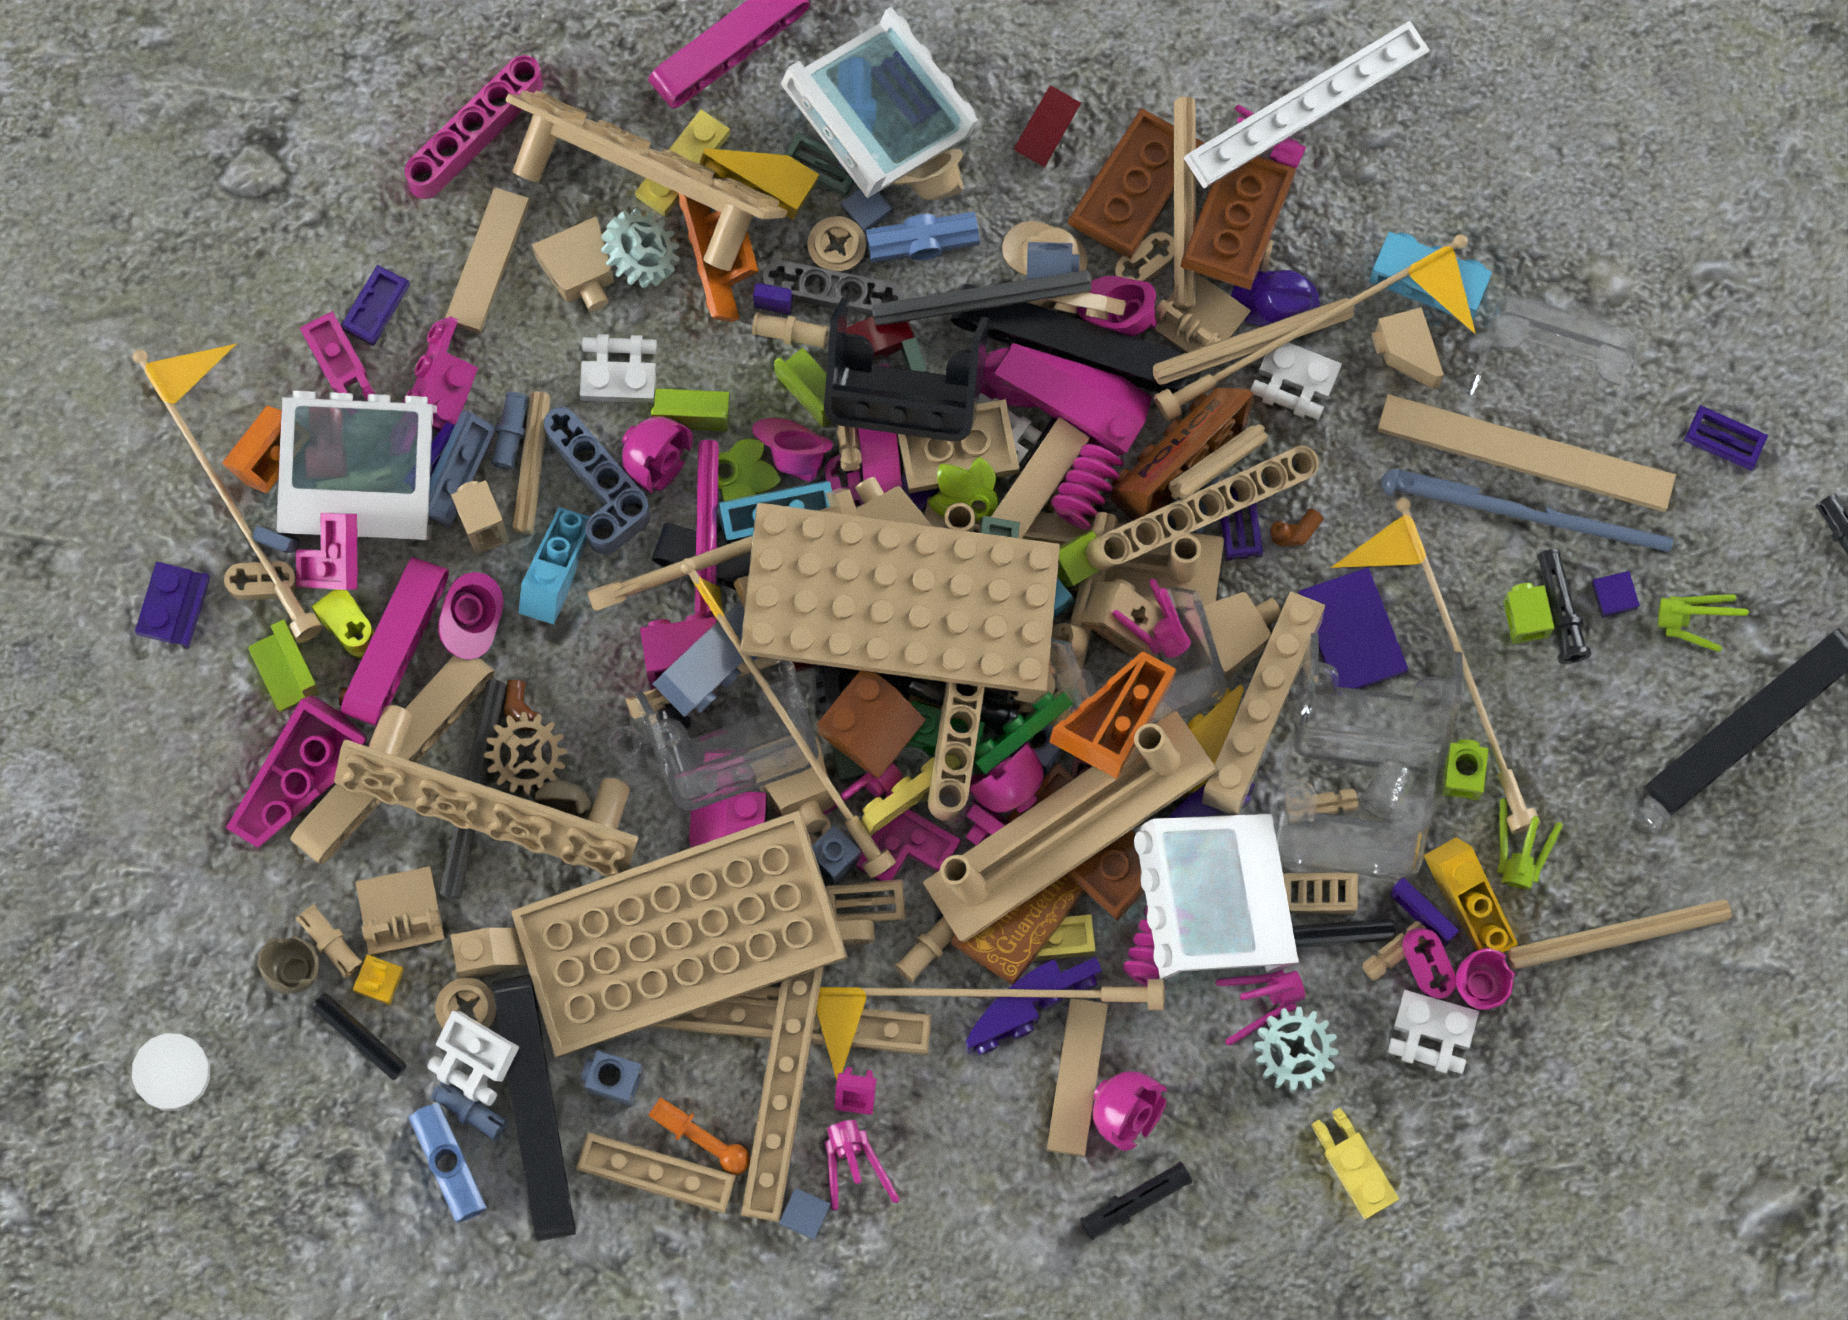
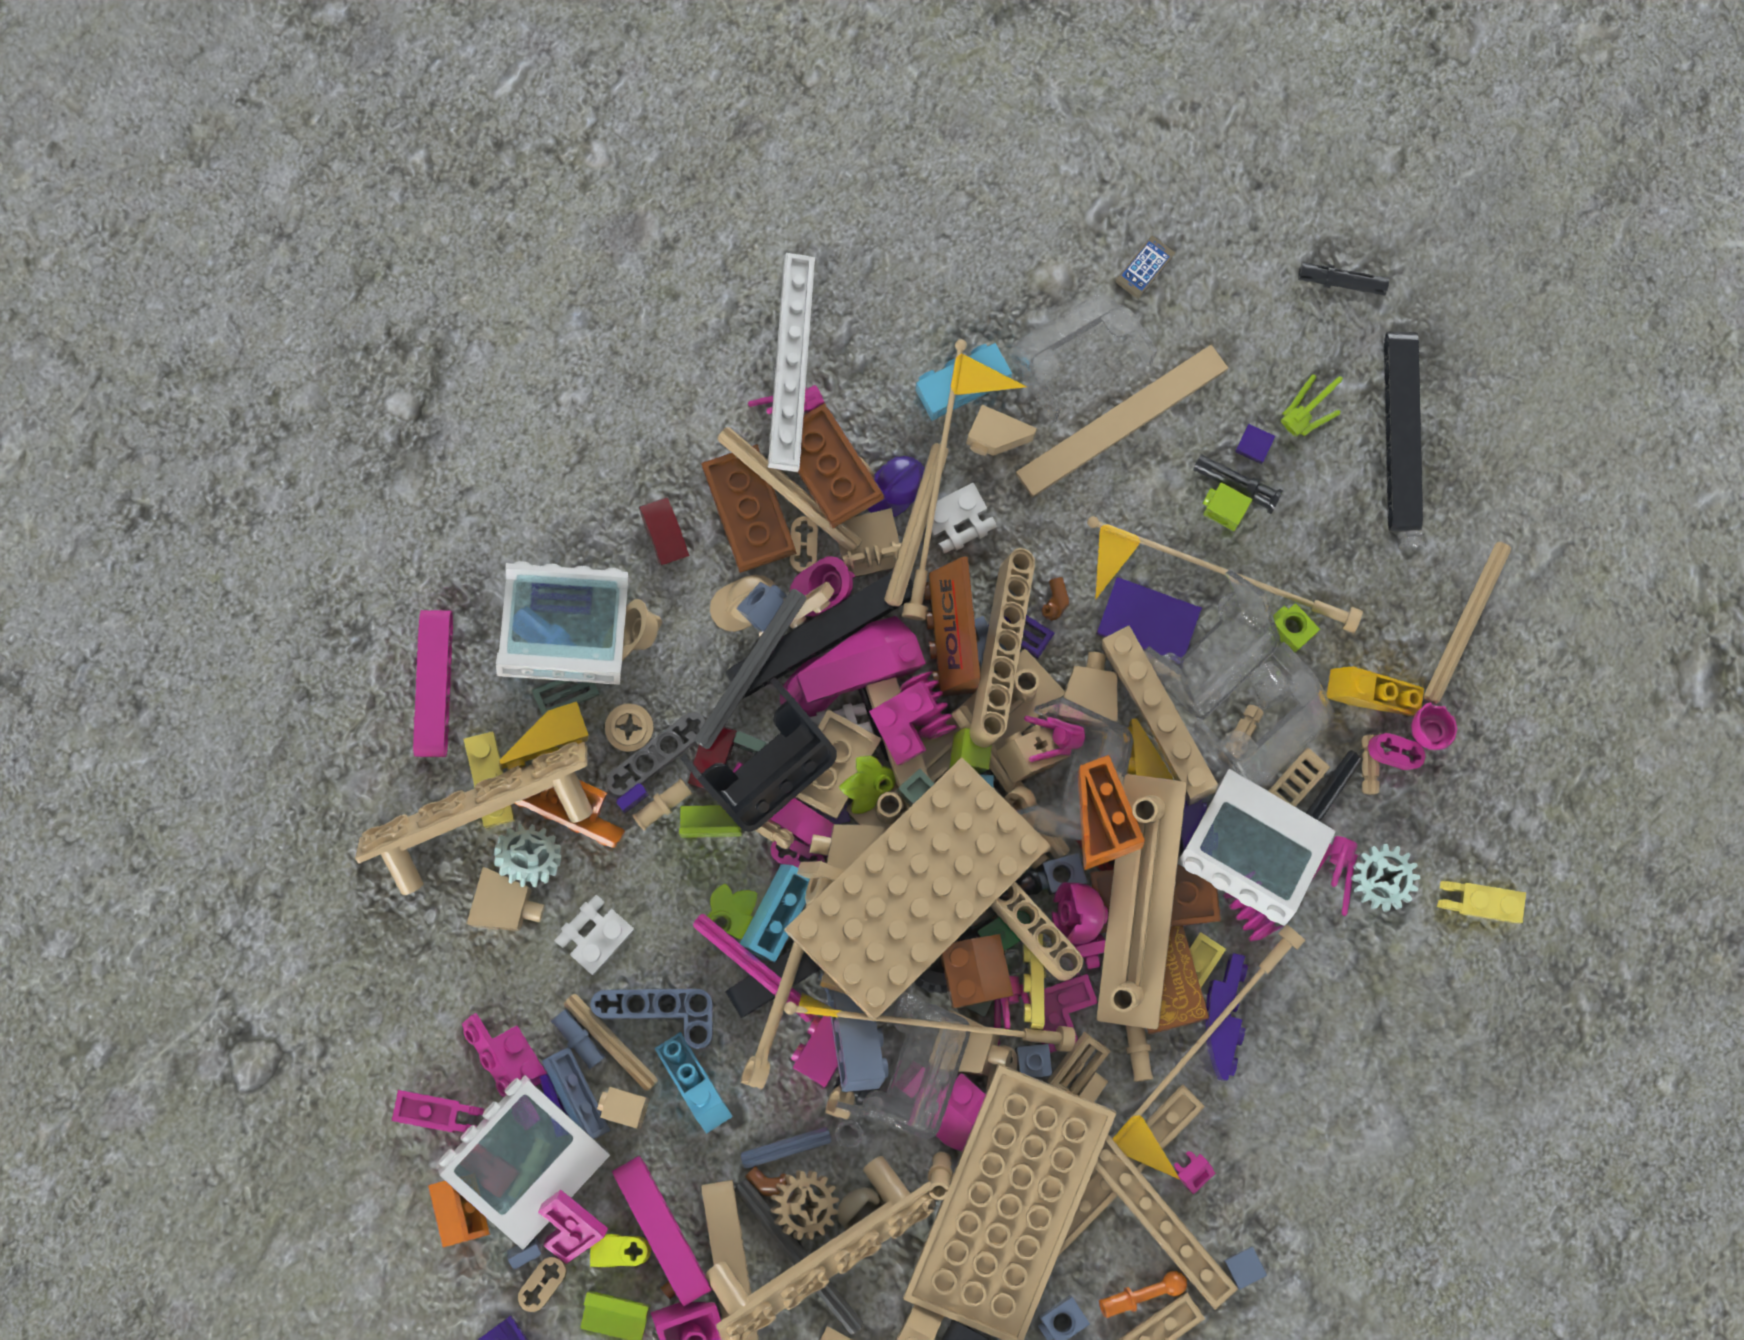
camera: 55 degrees left, 5 degrees up
(172, 380) = (354, 1233): piece -> none
(375, 305) = (417, 1057): dark purple plate -> none
(470, 143) = (357, 908): dark pink beam -> none
(470, 615) = (685, 1167): dark pink piece -> none
(488, 259) = (447, 959): tan tile -> none
(565, 697) = (786, 1147): none -> sand blue axle
(651, 849) = (940, 1175): none -> tan pin
(654, 451) = (673, 958): dark pink cylinder -> none
(693, 408) = (661, 910): lime panel -> none
(793, 446) = (743, 865): dark pink piece -> none
(846, 1141) = (1221, 1204): dark pink plant -> none
(864, 210) = (621, 693): sand blue tile -> none
(922, 237) = (671, 670): medium blue piece -> none
(1019, 731) = (1056, 881): green plate -> none
(1051, 463) = (896, 721): none -> dark pink plate
(1077, 1077) = (1295, 1028): tan tile -> none
(1101, 1221) = (1396, 1091): black pin -> none
(1127, 1106) = (1340, 1012): dark pink cylinder -> none
(1218, 462) = (981, 613): tan axle -> none
(1423, 911) = (1362, 728): dark purple tile -> none
(1436, 1021) = (1433, 776): white plate -> none
(1468, 496) = (1122, 478): sand blue bar -> none
(1519, 870) = (1381, 647): lime plant -> none
(1696, 355) = (1145, 267): none -> tile
(1719, 449) = (1234, 285): dark purple tile -> none

